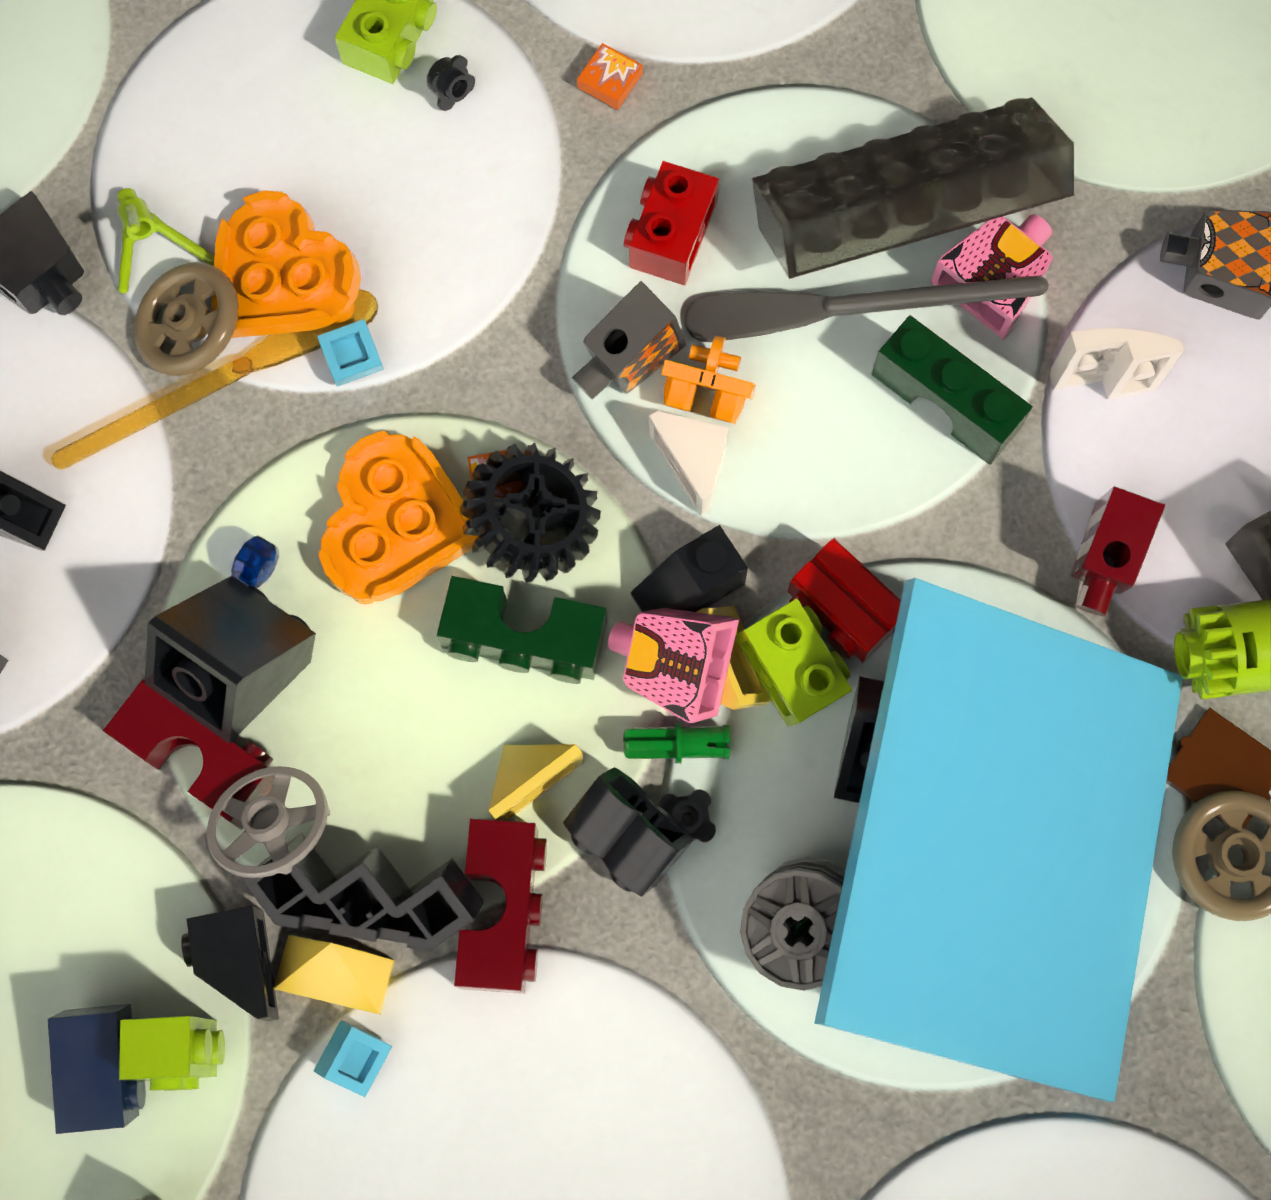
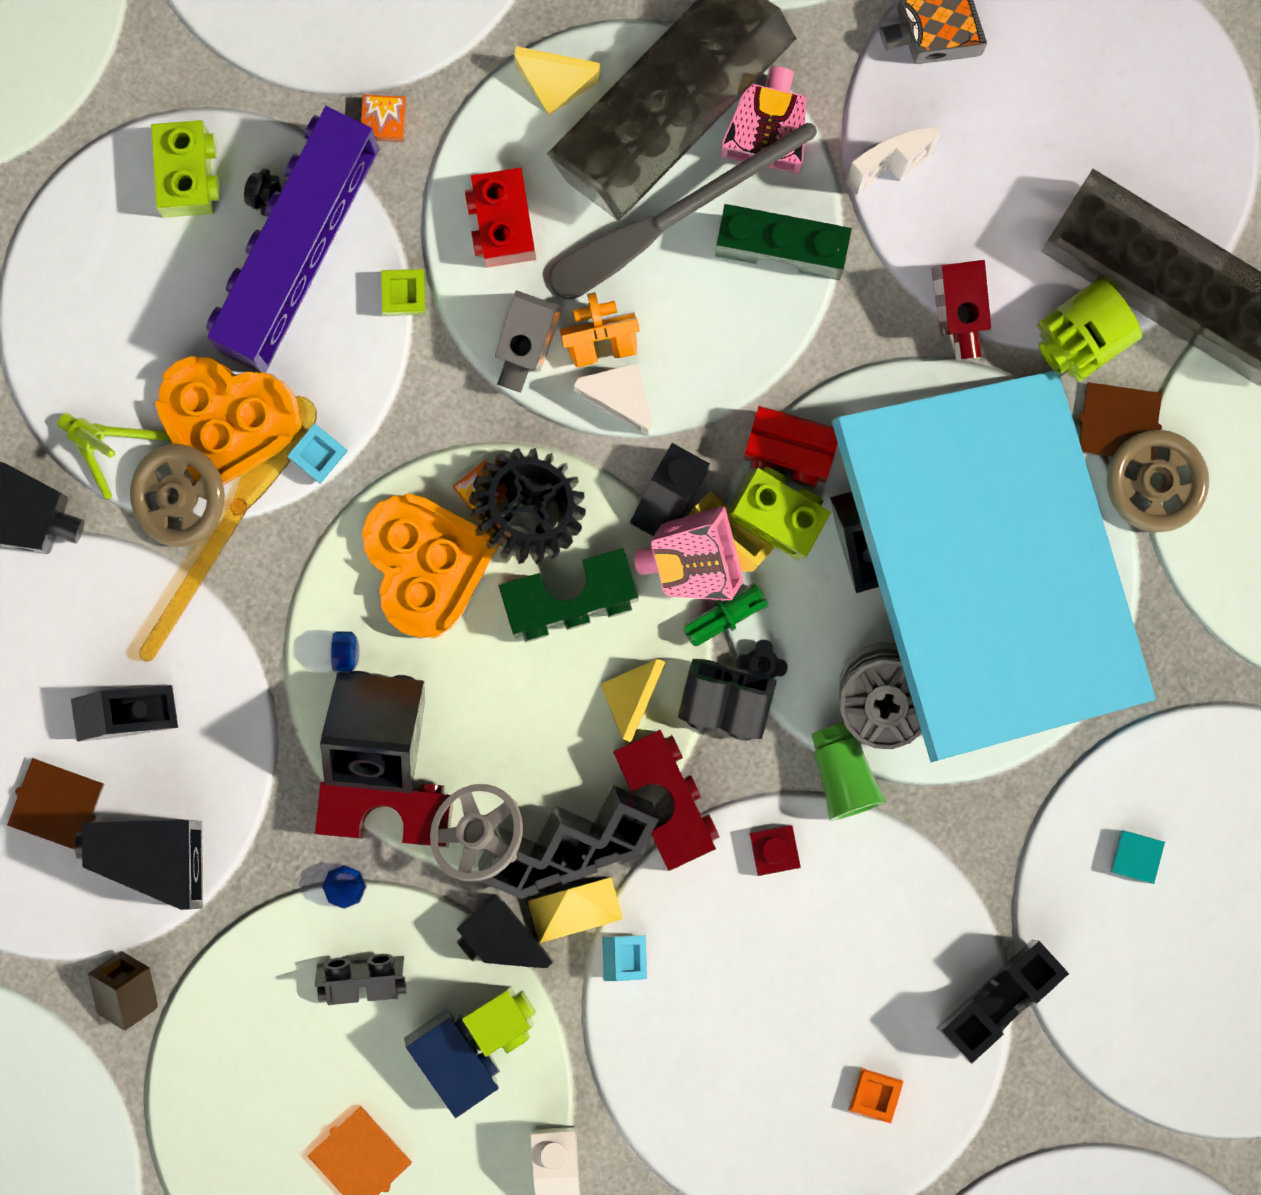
camera: 30 degrees left, 10 degrees up
(39, 906) = (339, 979): none -> black hinge
(105, 808) = (344, 886): none -> clear blue tile
(449, 132) = (293, 239): none -> dark purple brick
(531, 244) = (403, 292): none -> lime plate
(588, 1032) = (775, 850): none -> dark red plate
(713, 988) = (845, 773): none -> bright green plant
(805, 119) = (555, 77): none -> light yellow slope

